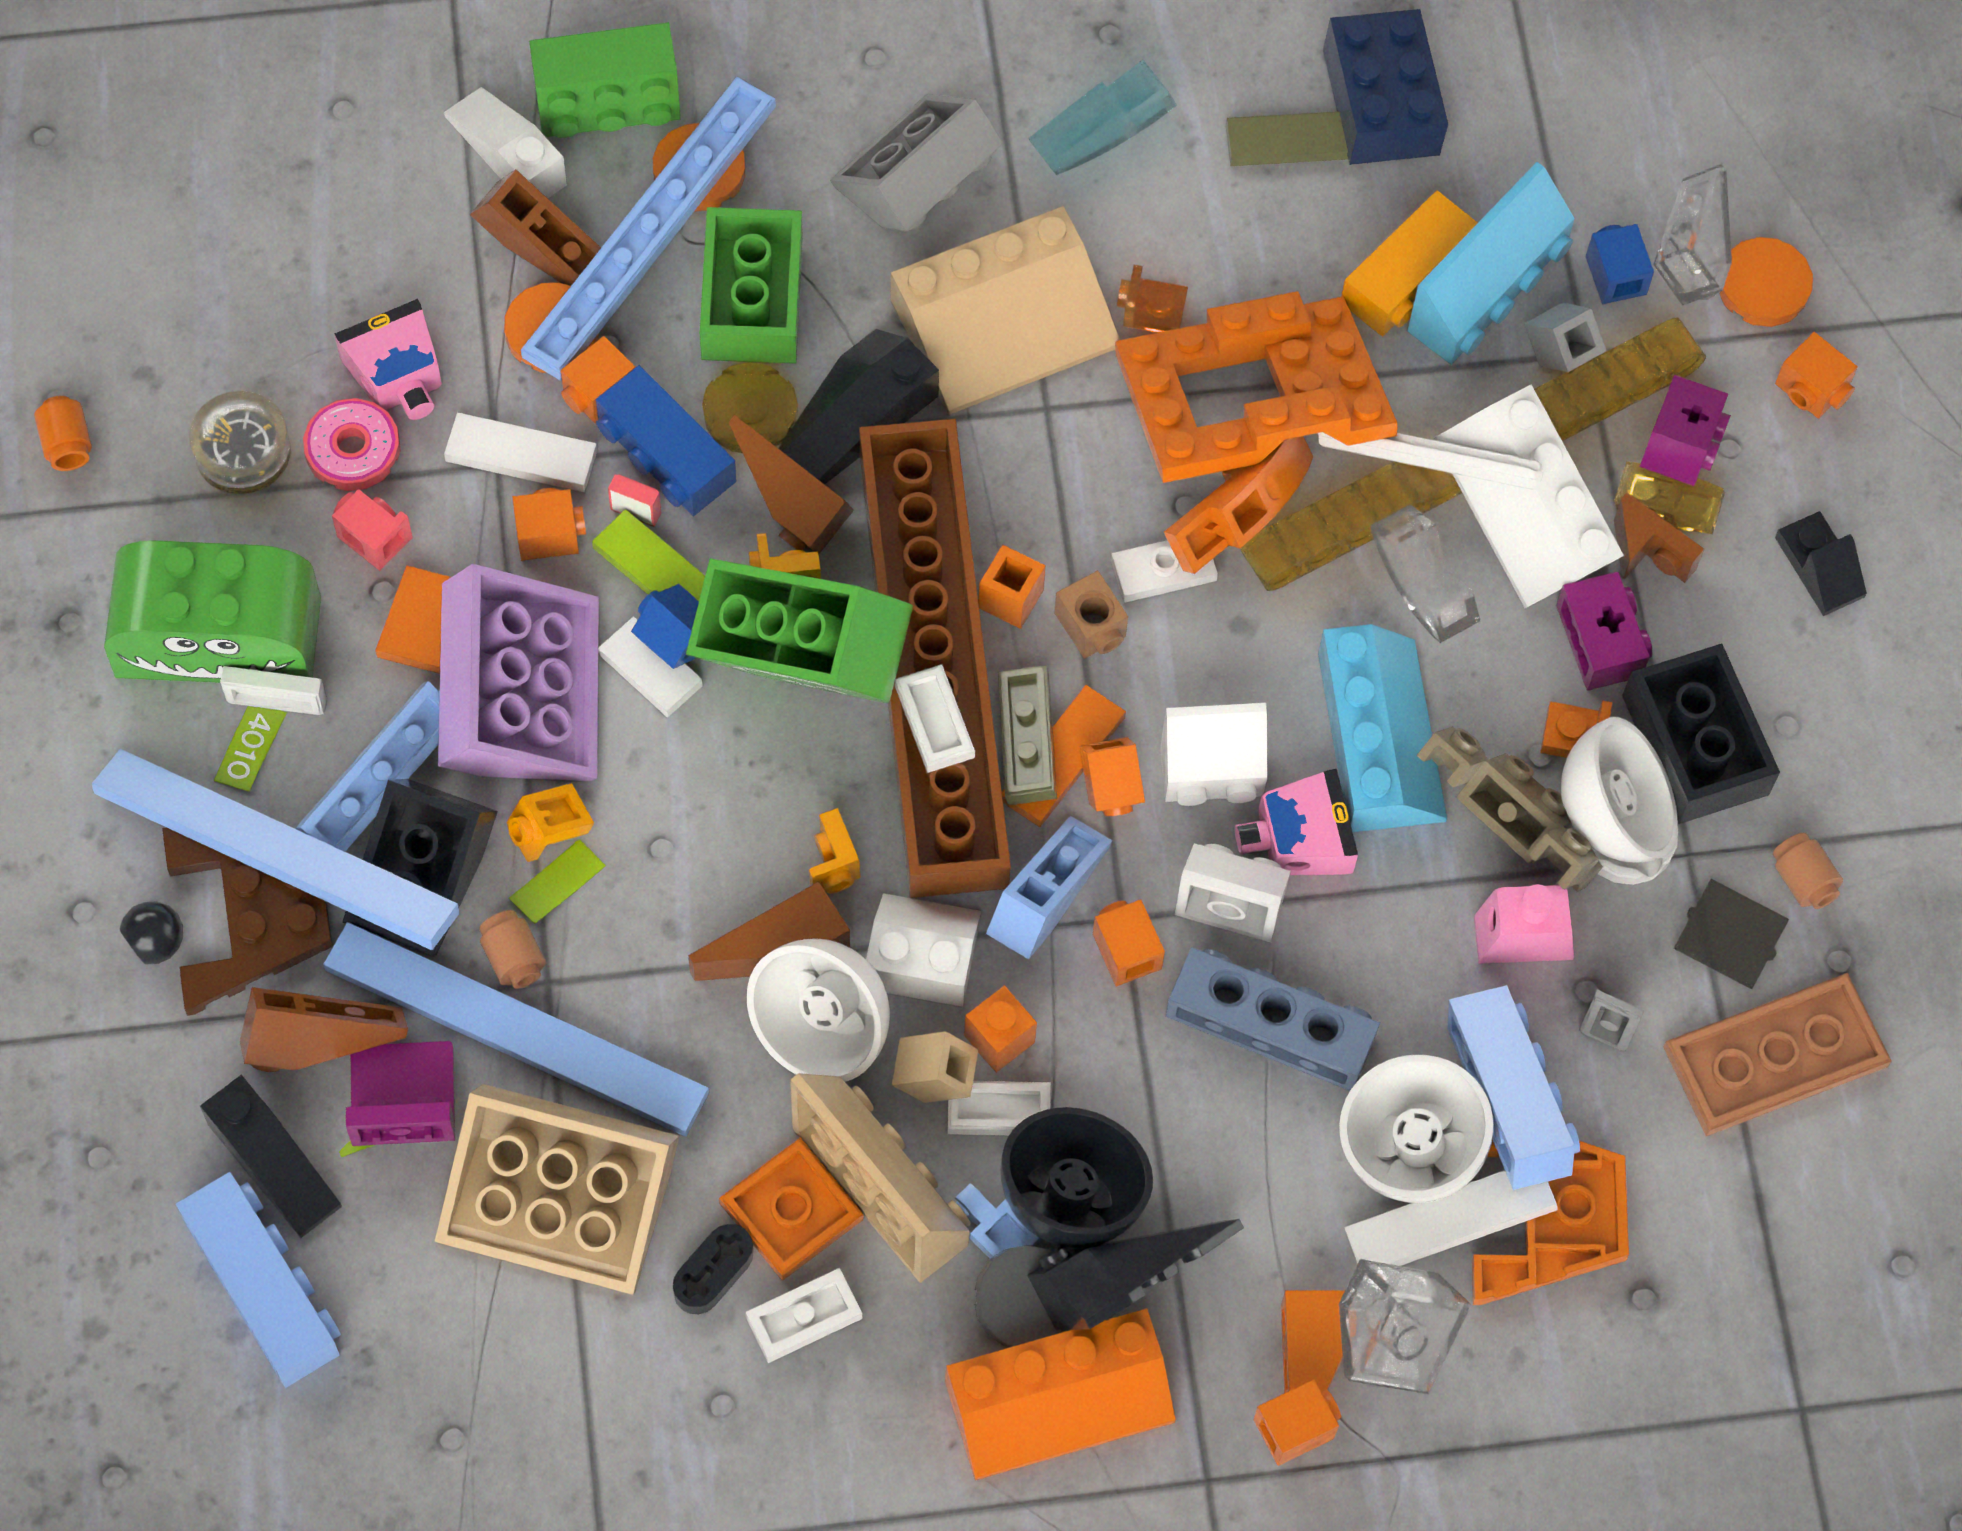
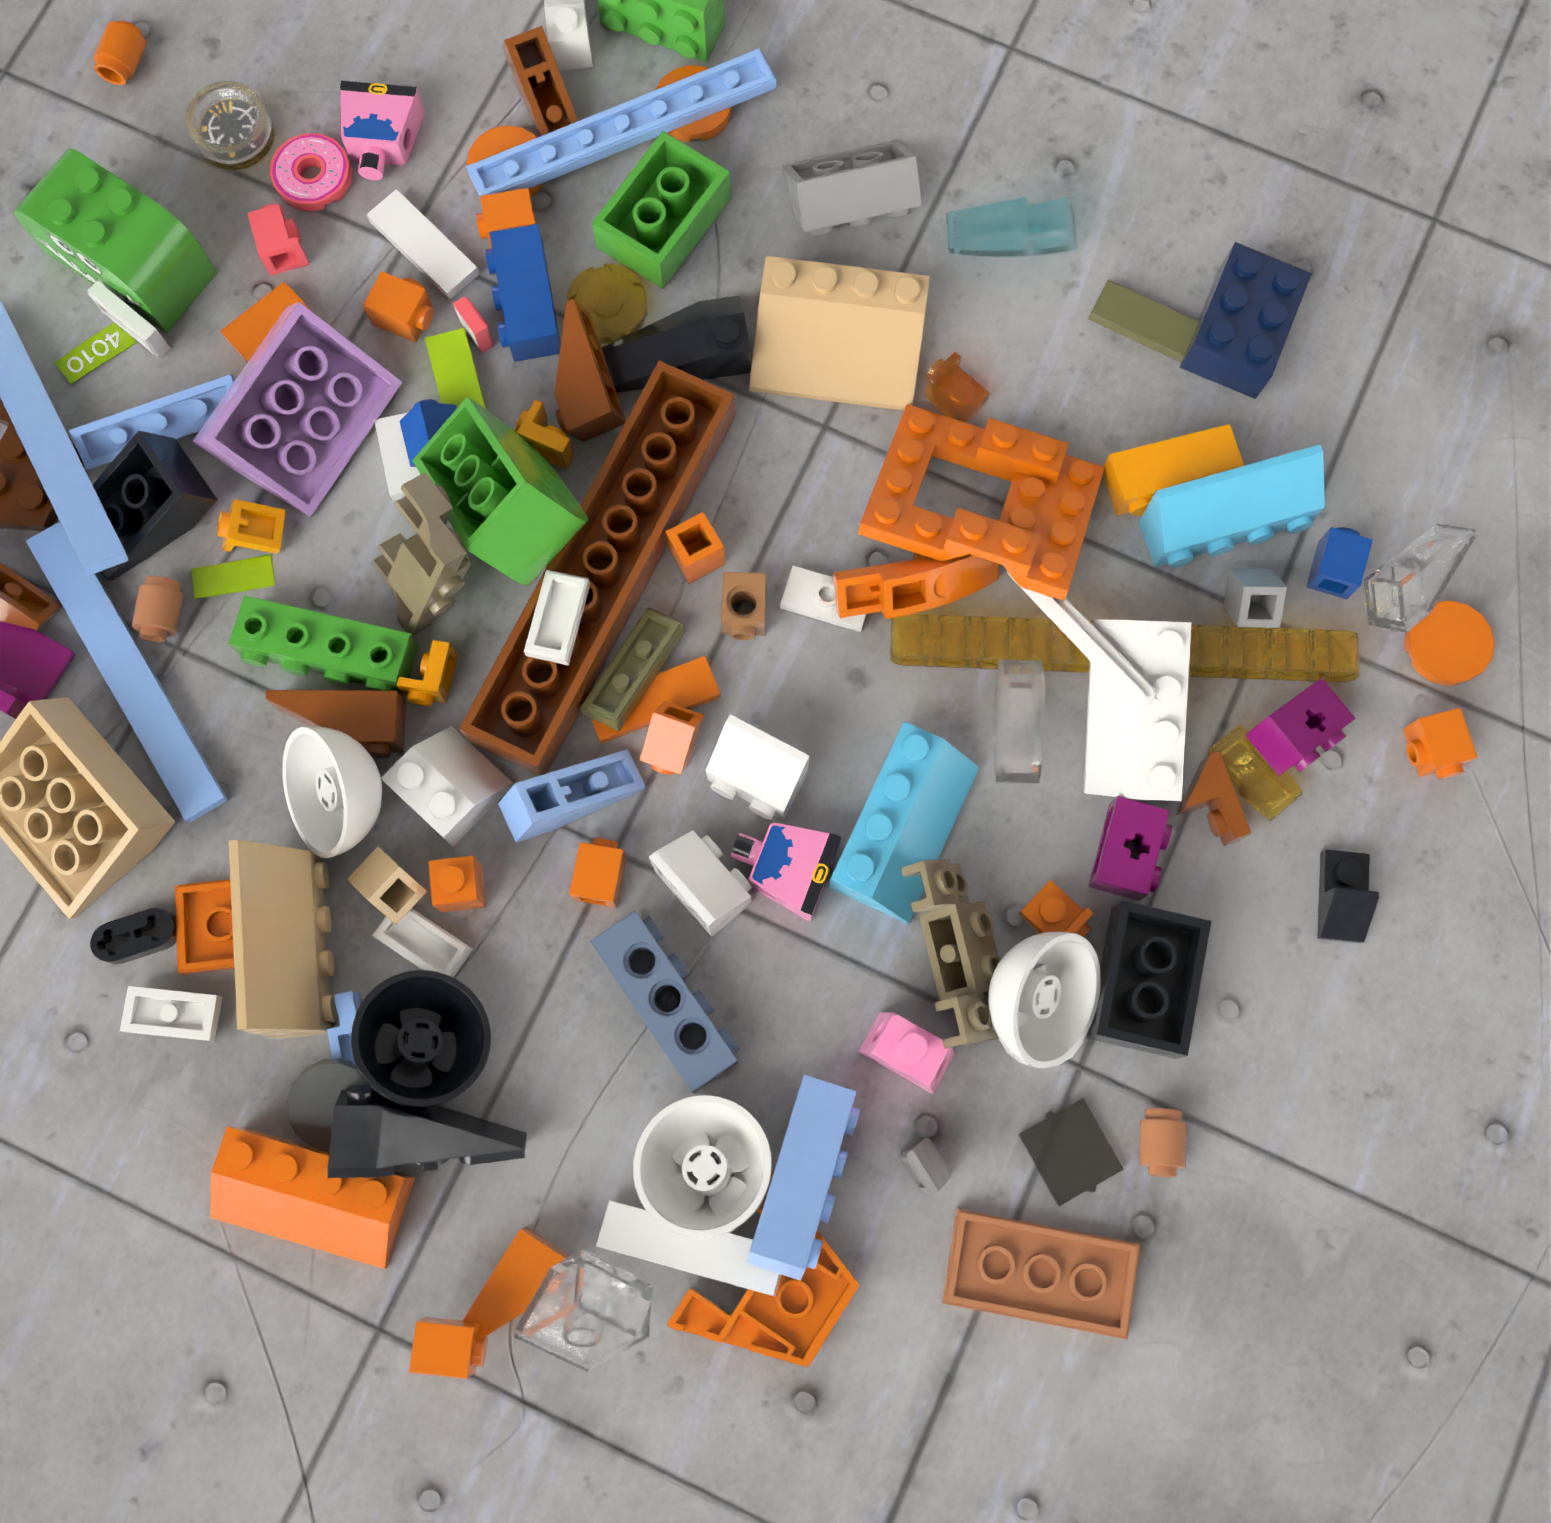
camera: 35 degrees right, 10 degrees up
(705, 887) = (322, 645): none -> bright green brick
(792, 729) = (429, 565): none -> dark tan bracket

